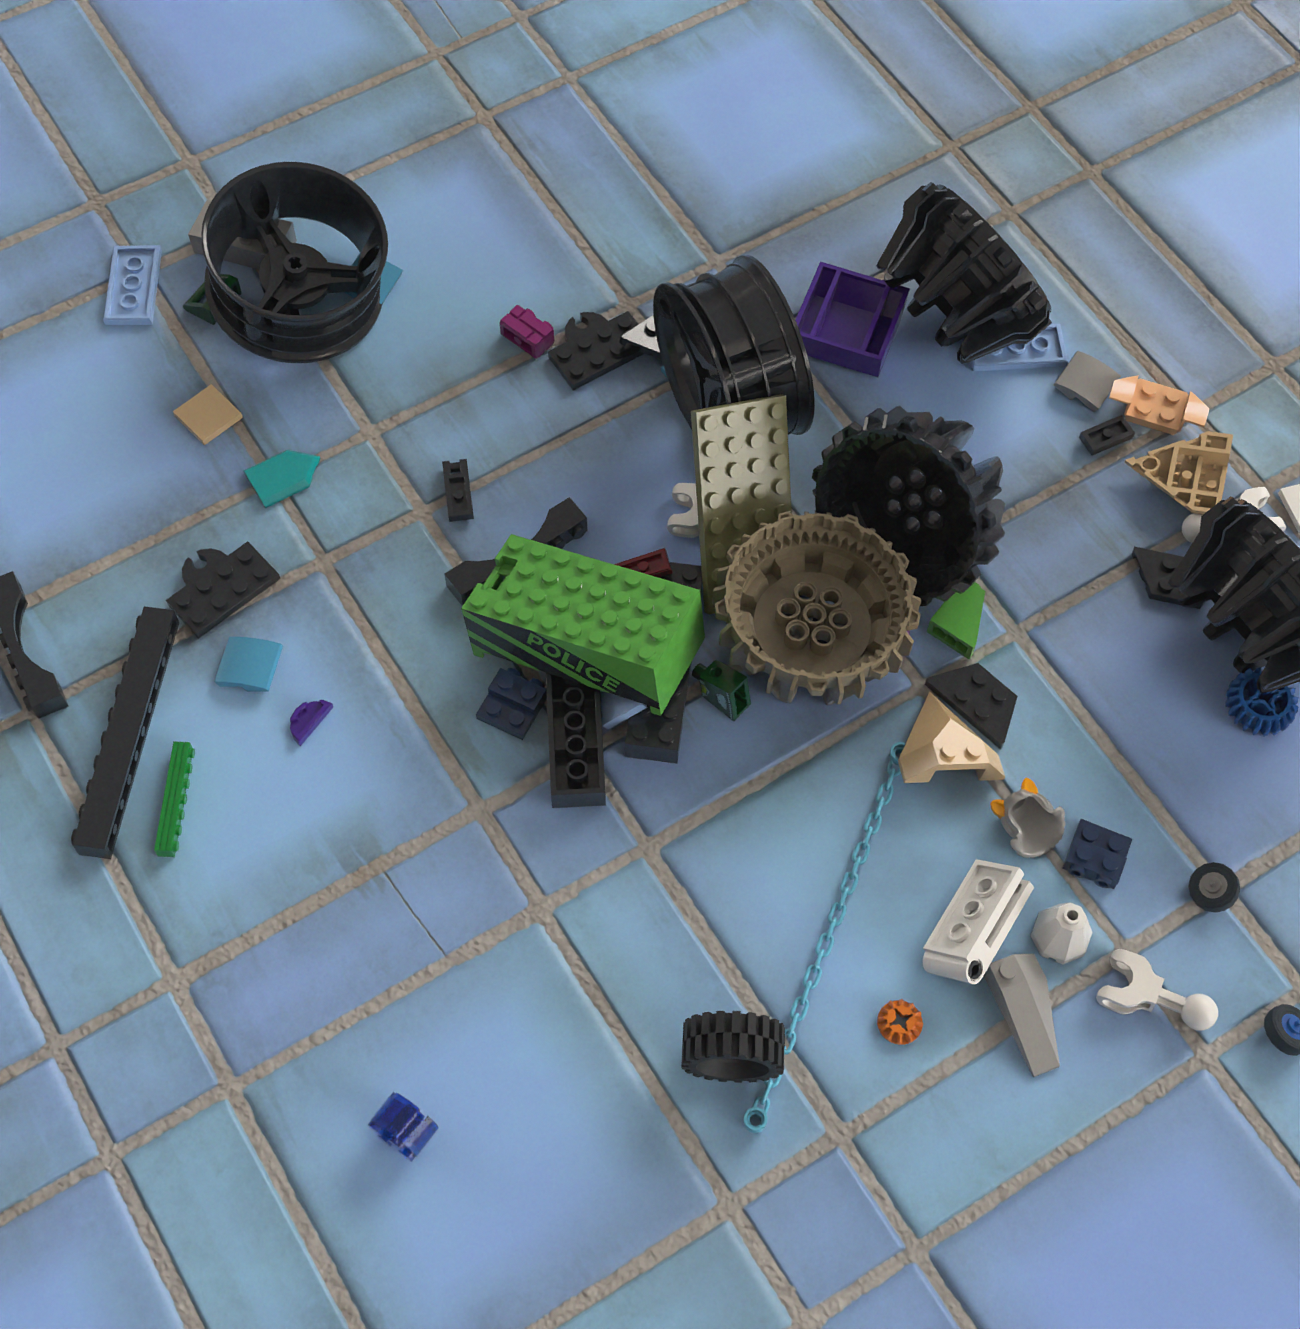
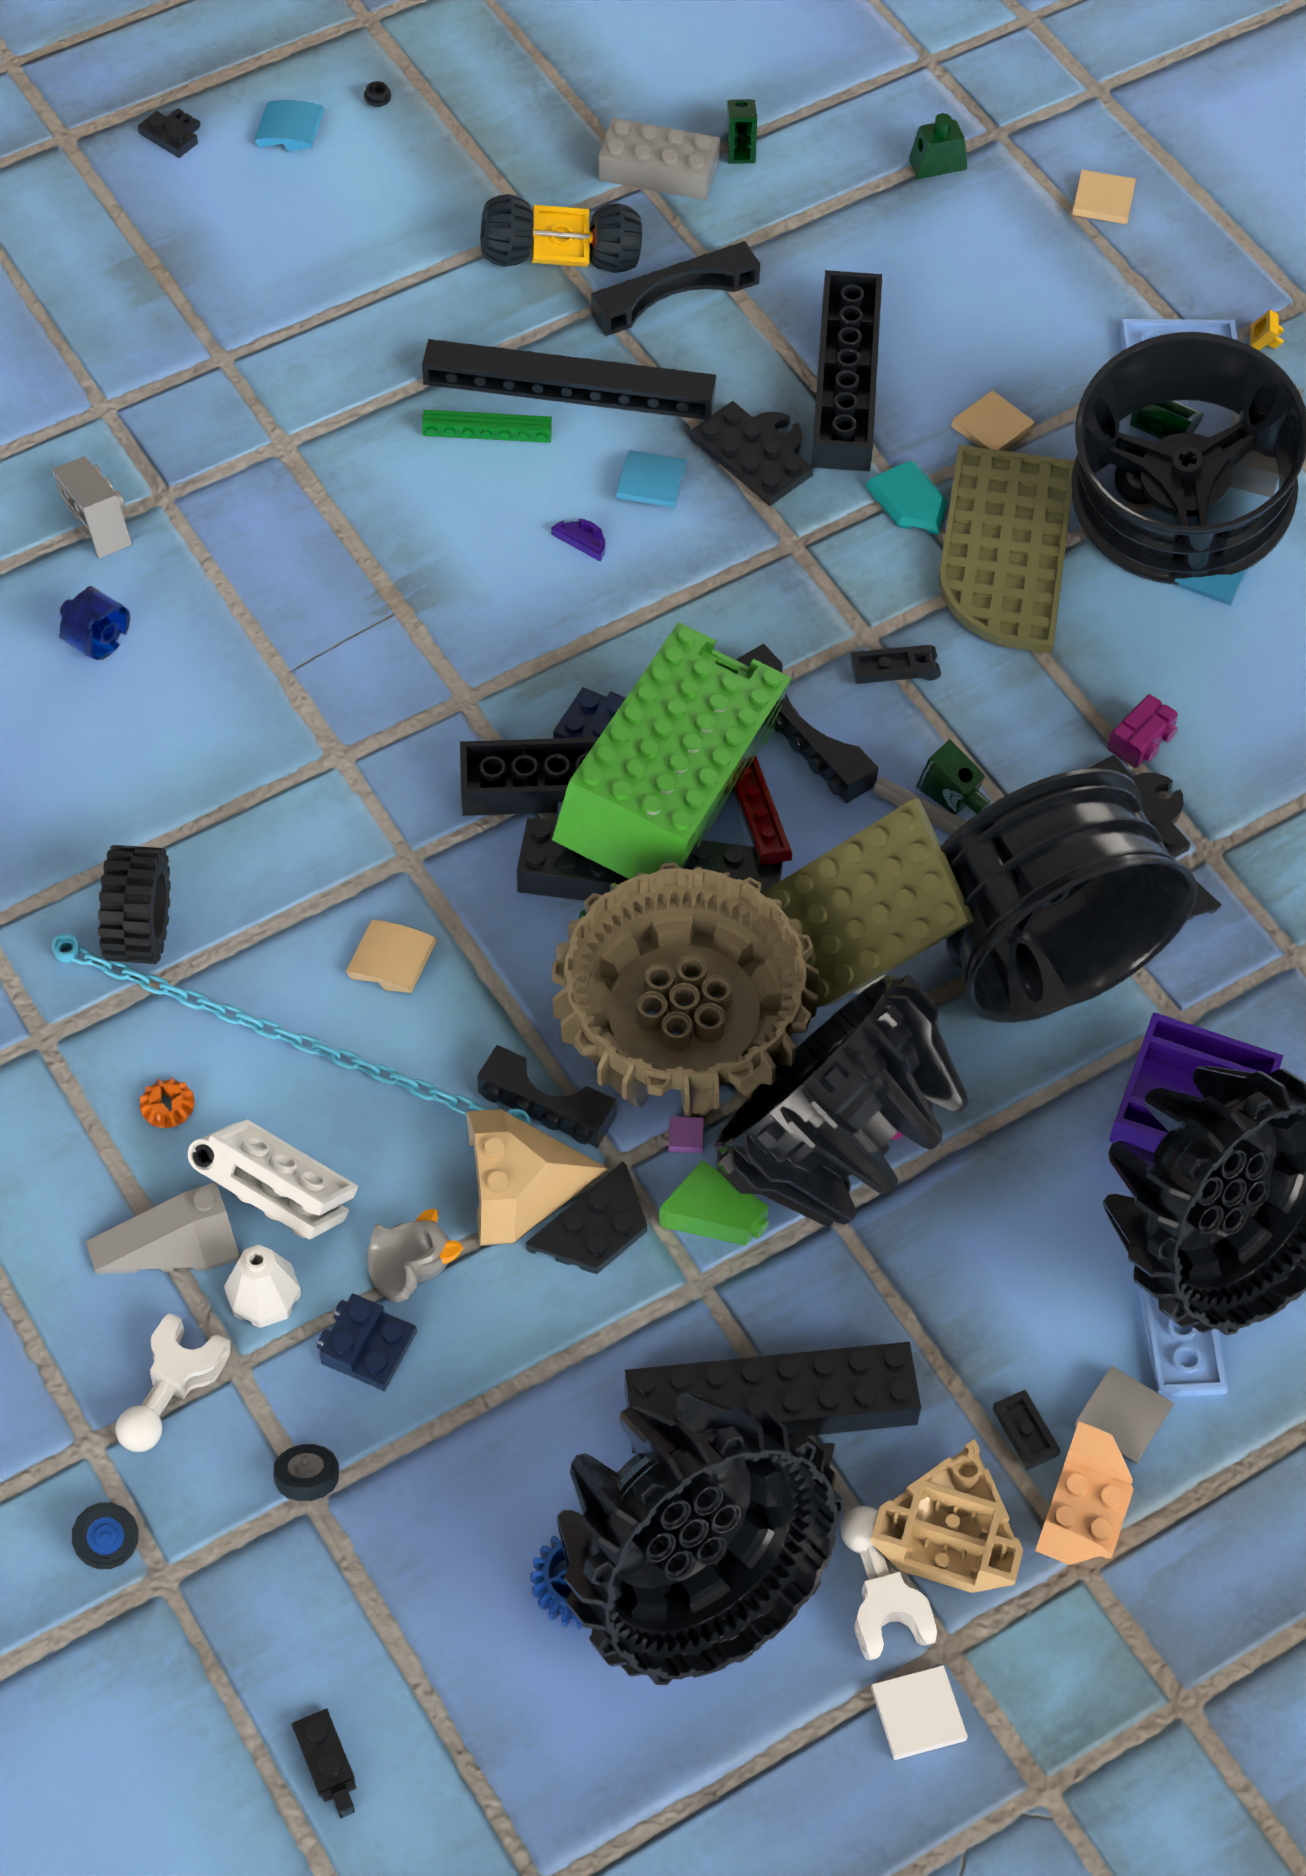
camera: 90 degrees right, 5 degrees down
(130, 225) = (1266, 331): none -> yellow tile
(144, 509) = (847, 371): none -> black brick
(245, 1145) = (95, 503): none -> light grey wedge
(337, 409) = (1007, 545): none -> olive plate
(577, 451) = (953, 780): none -> dark green torso
(600, 470) = (898, 795): none -> light grey axle
(750, 852) = (391, 956): none -> tan slope
(863, 757) = (582, 1114): none -> black arch
(1109, 584) = (803, 1390): none -> black brick

